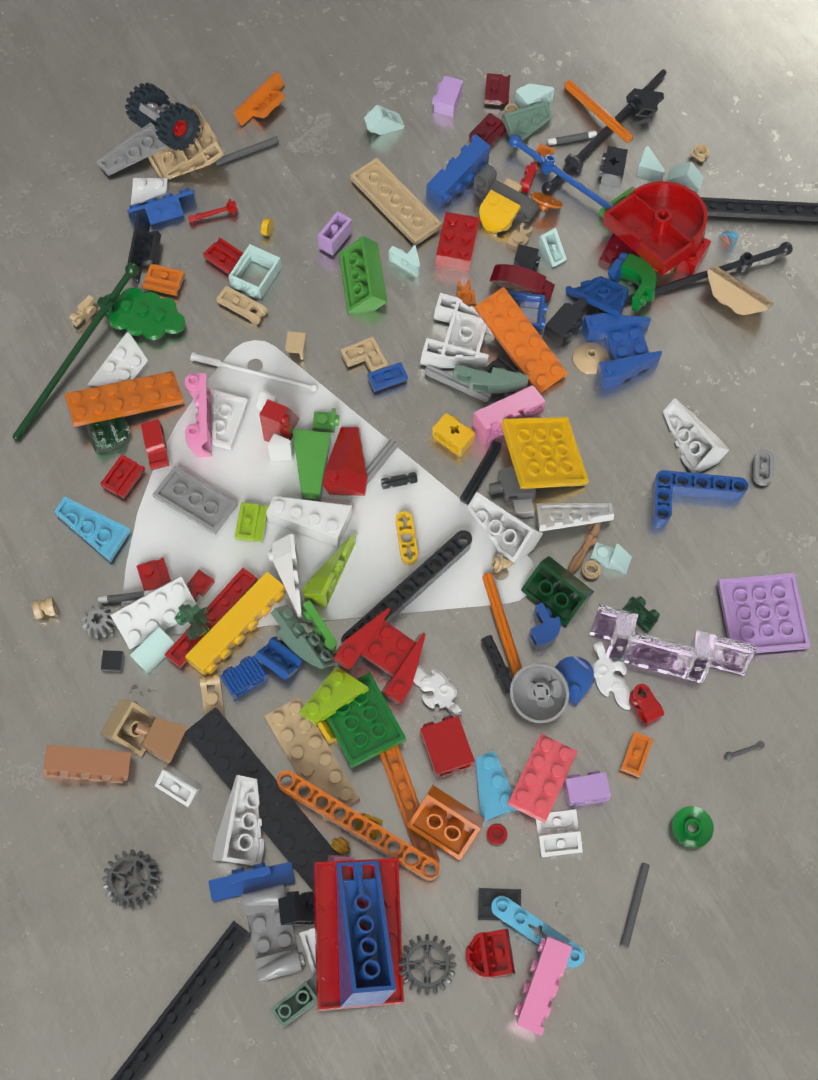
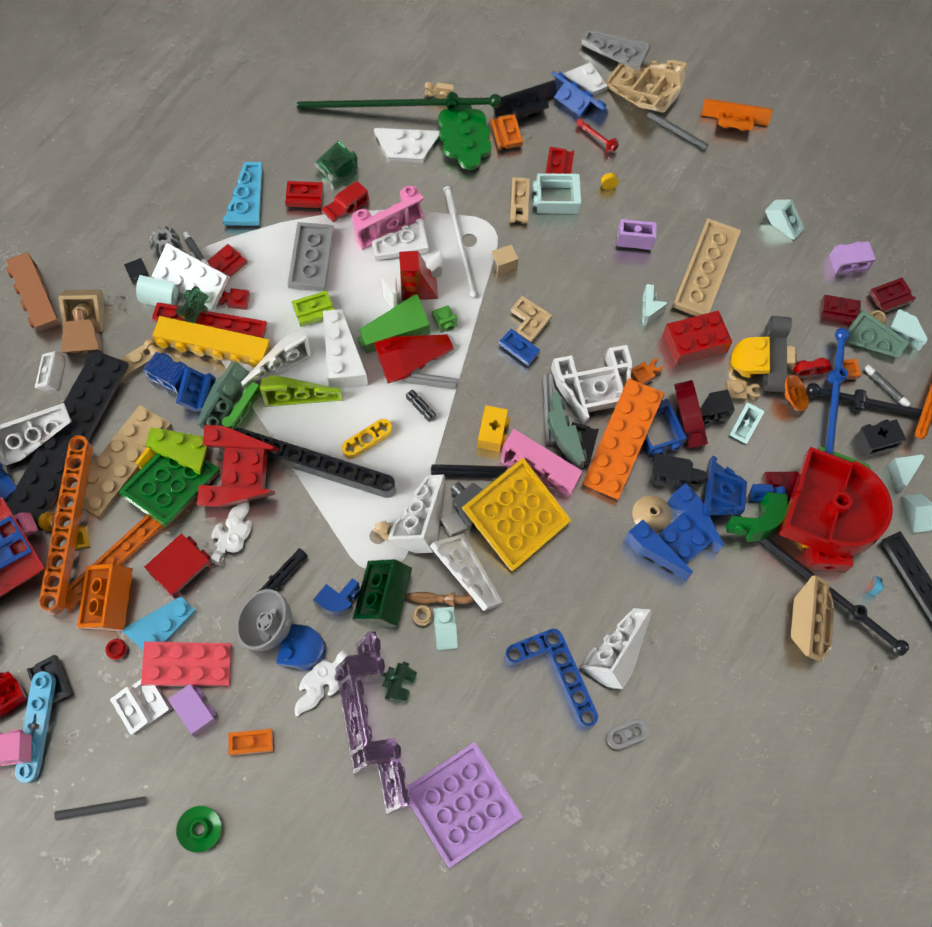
camera: 60 degrees right, 0 degrees up
(44, 607) = (157, 198): tan wheel -> none
(123, 398) = (372, 156): orange plate -> none
(174, 122) = (654, 52): black plate -> none
(362, 276) = (610, 279): bright green slope -> none
(458, 172) = (764, 303): blue wedge -> none
(502, 623) = (324, 560): orange axle -> none
(647, 706) = (303, 731): red piece -> none
(759, 745) = (319, 862): dark grey hinge -> none

